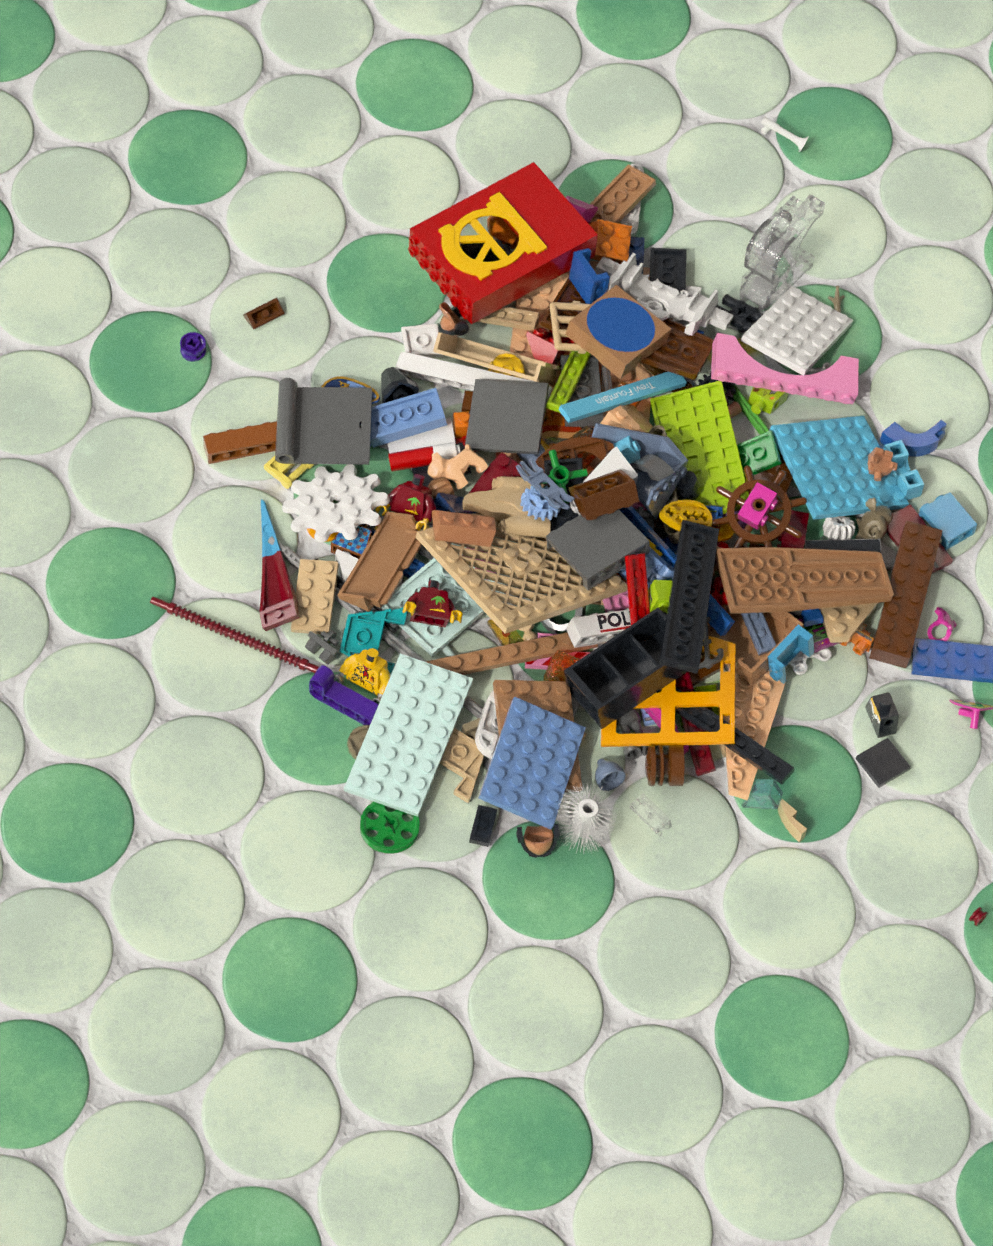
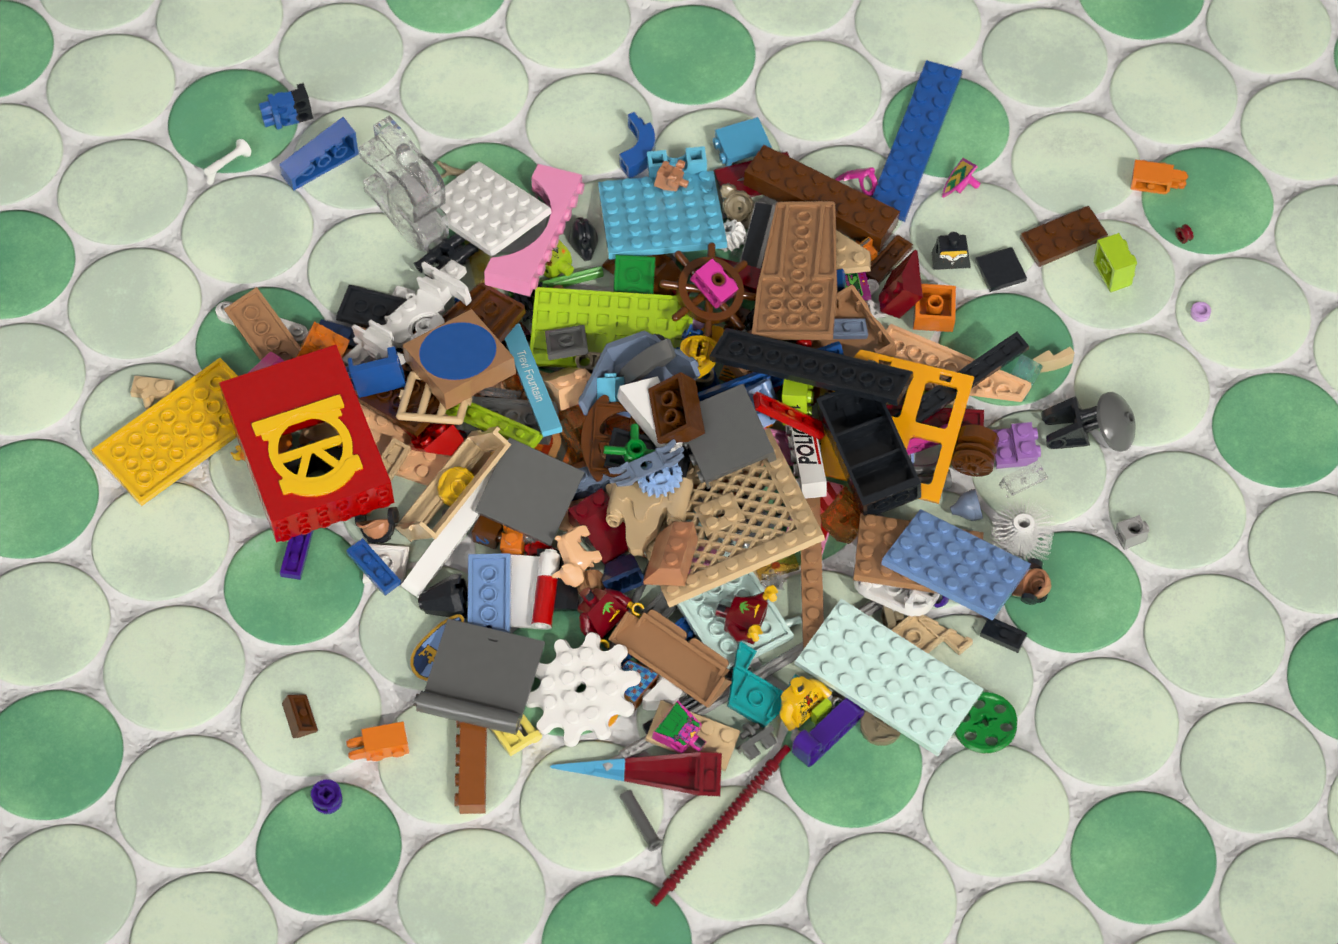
camera: 70 degrees left, 0 degrees up
(226, 575) = (641, 820): none -> dark grey pin
(251, 373) = (380, 742): none -> orange hinge
(309, 577) = (679, 730): none -> torso
(365, 690) = (821, 711): none -> lime tile
(408, 275) = (296, 556): none -> dark purple plate
(411, 329) = (373, 567): none -> blue plate
(487, 154) = (170, 435): none -> yellow plate
(488, 630) = (779, 580): none -> clear gear
(541, 139) = (151, 389): none -> tan plate
(619, 909) = (1129, 539): none -> light grey brick
(671, 415) = (566, 342): none -> dark grey tile
(688, 805) = (1017, 446): none -> medium lavender plate
(724, 851) = (1072, 435): none -> black piece
(730, 869) = (1116, 421): none -> dark grey dish
(784, 653) = (869, 292): dark azure panel -> none
(801, 187) = (321, 154): none -> blue wedge
(802, 413) = (583, 238): none -> black hat
(814, 708) = (936, 308): none -> orange brick
(816, 672) = (902, 287): none -> dark red slope
(853, 163) = (286, 108): none -> blue hips
(861, 665) = (889, 258): none -> reddish brown tile
(893, 946) = (1200, 311): none -> lavender tile
(917, 854) = (1115, 262): none -> lime brick
(940, 811) = (1063, 236): none -> reddish brown plate

